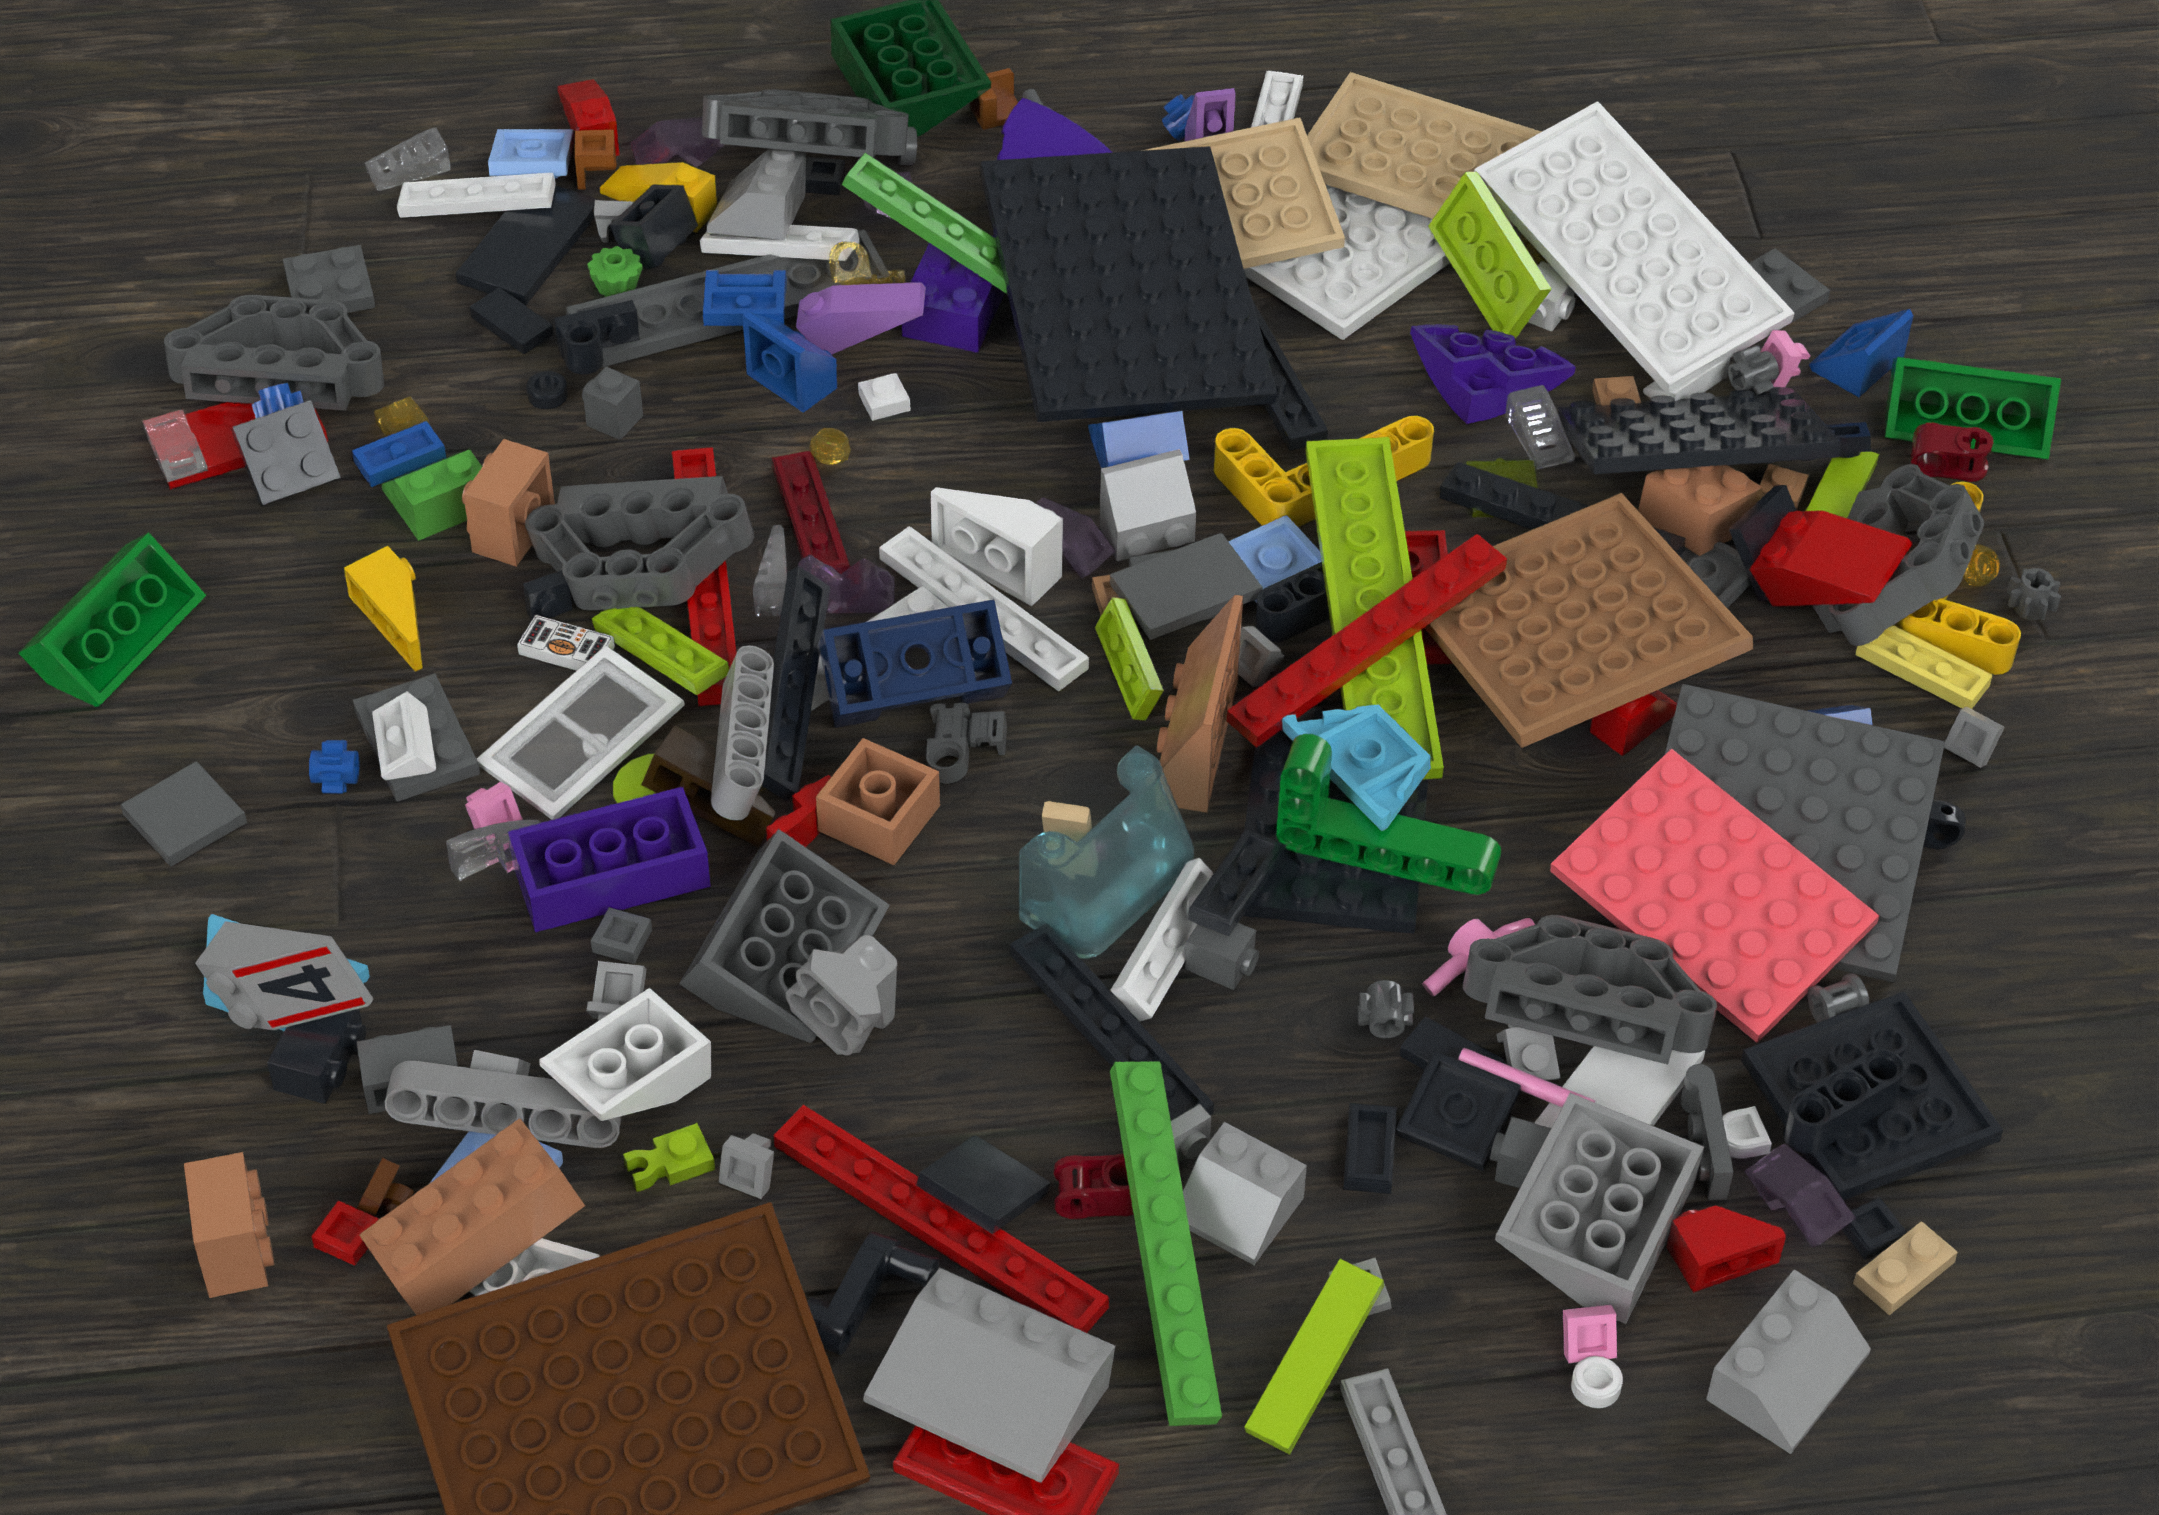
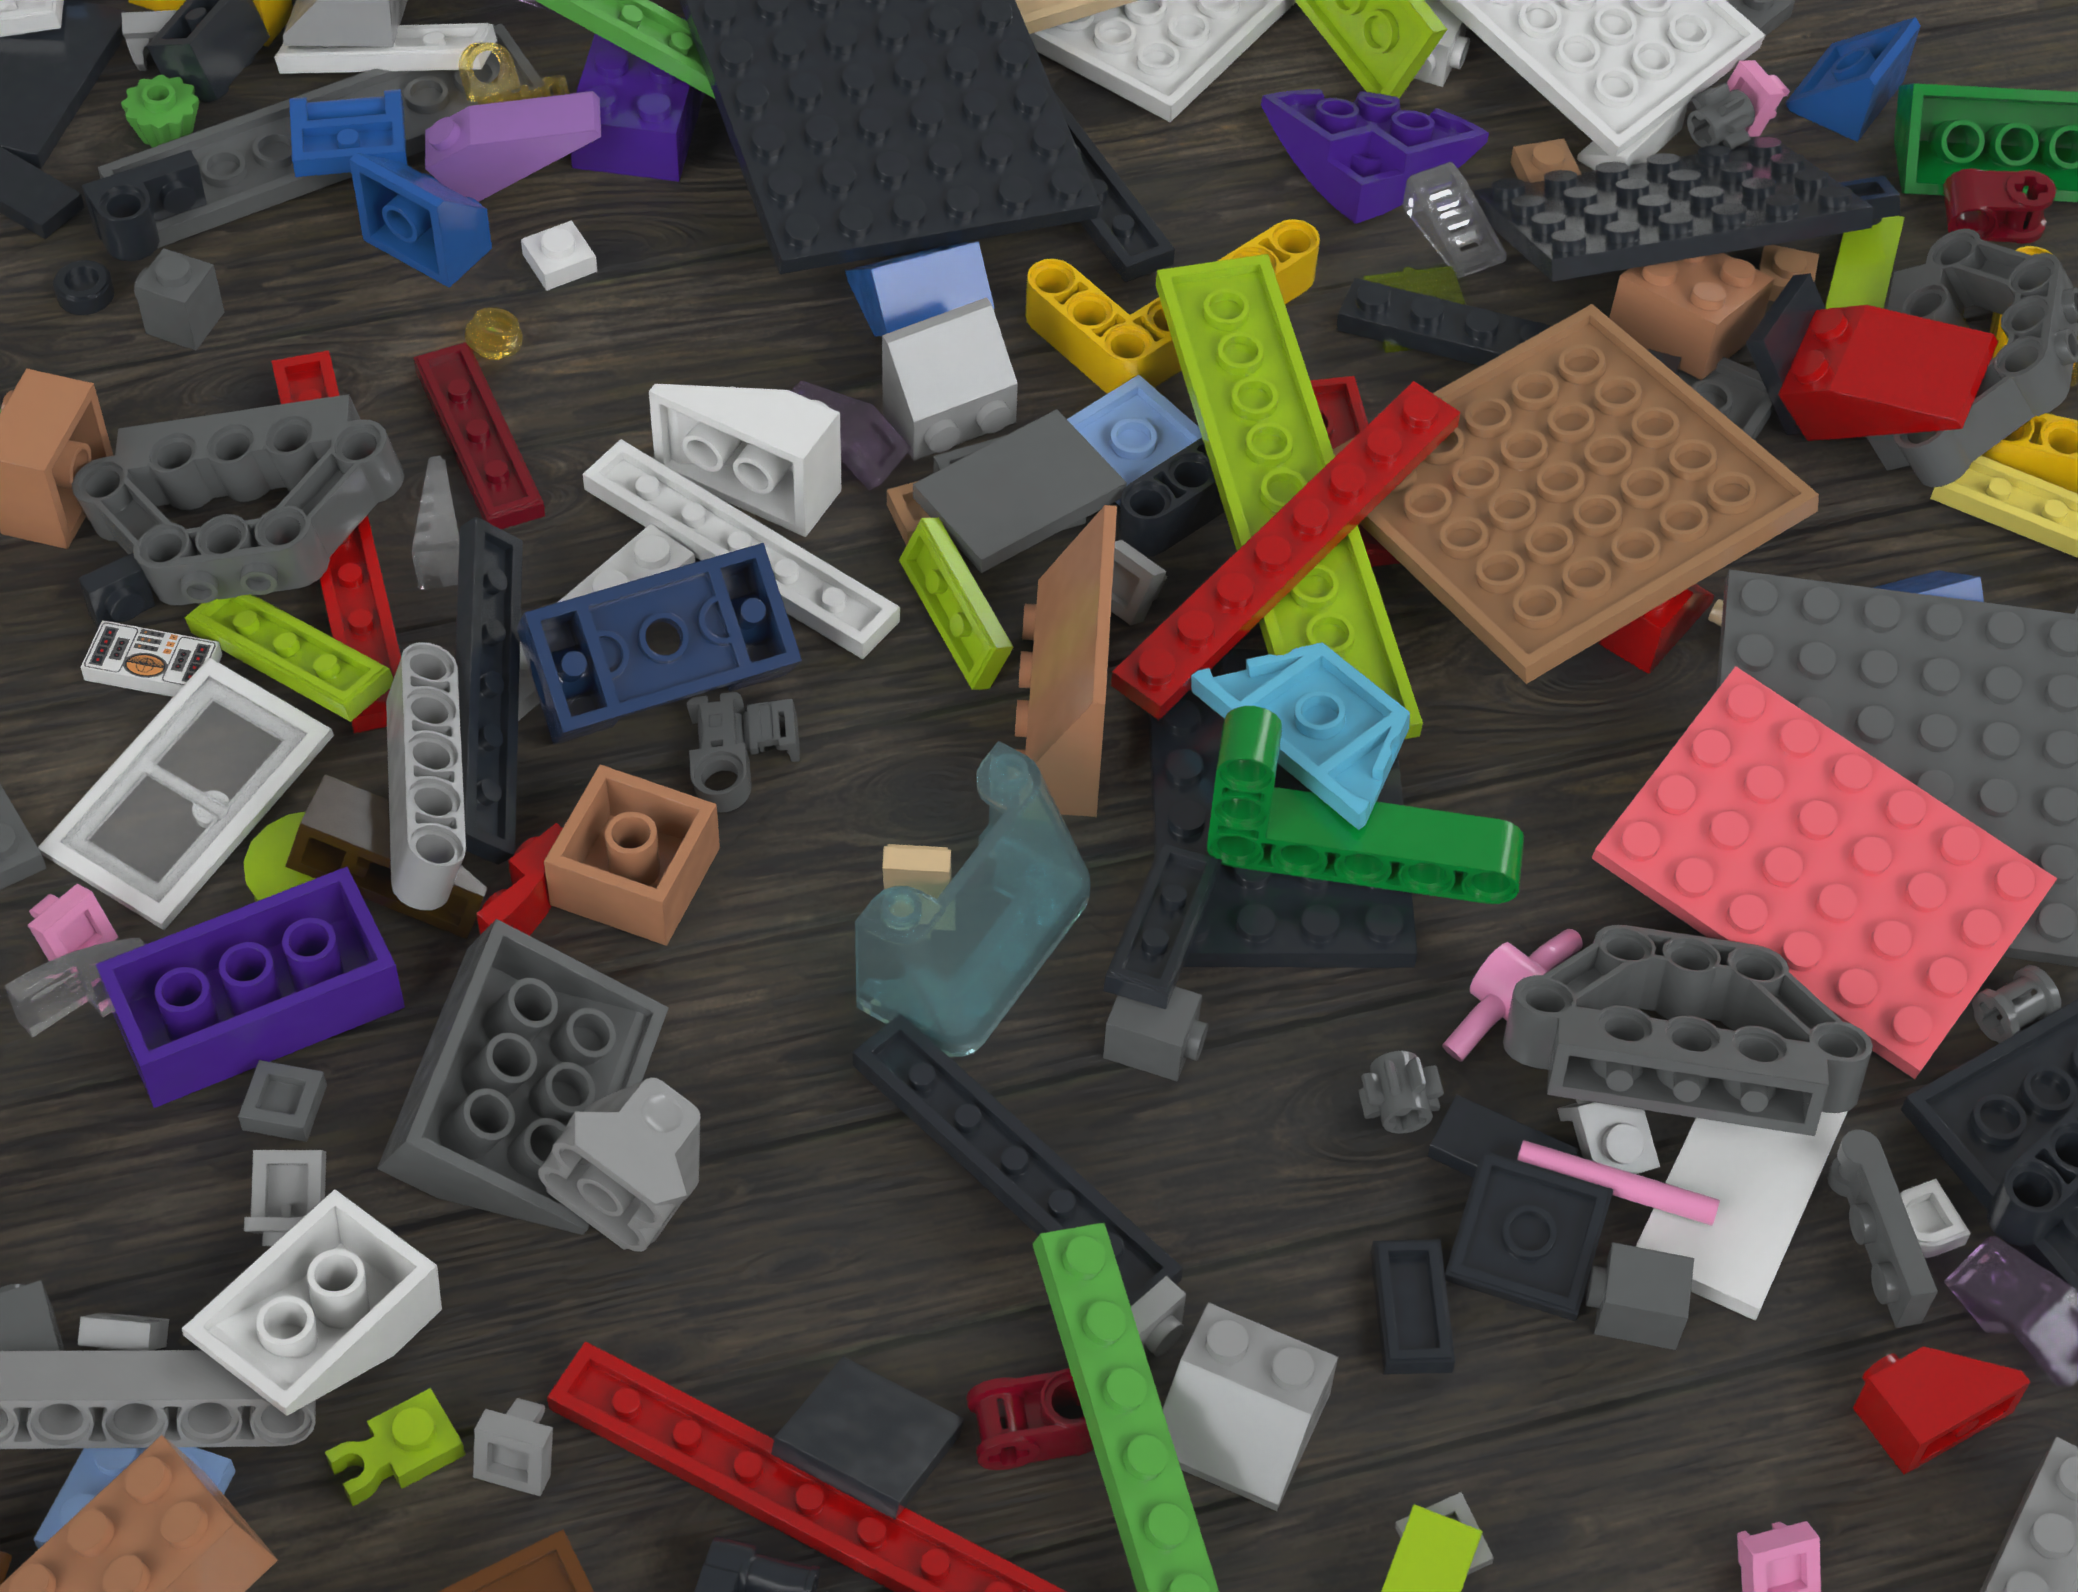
camera: 10 degrees left, 5 degrees up
(858, 589) = (558, 537): clear purple slope -> none
(1162, 947) = (1071, 1027): white plate -> none
(1600, 1204) = (1763, 1365): light grey slope -> none

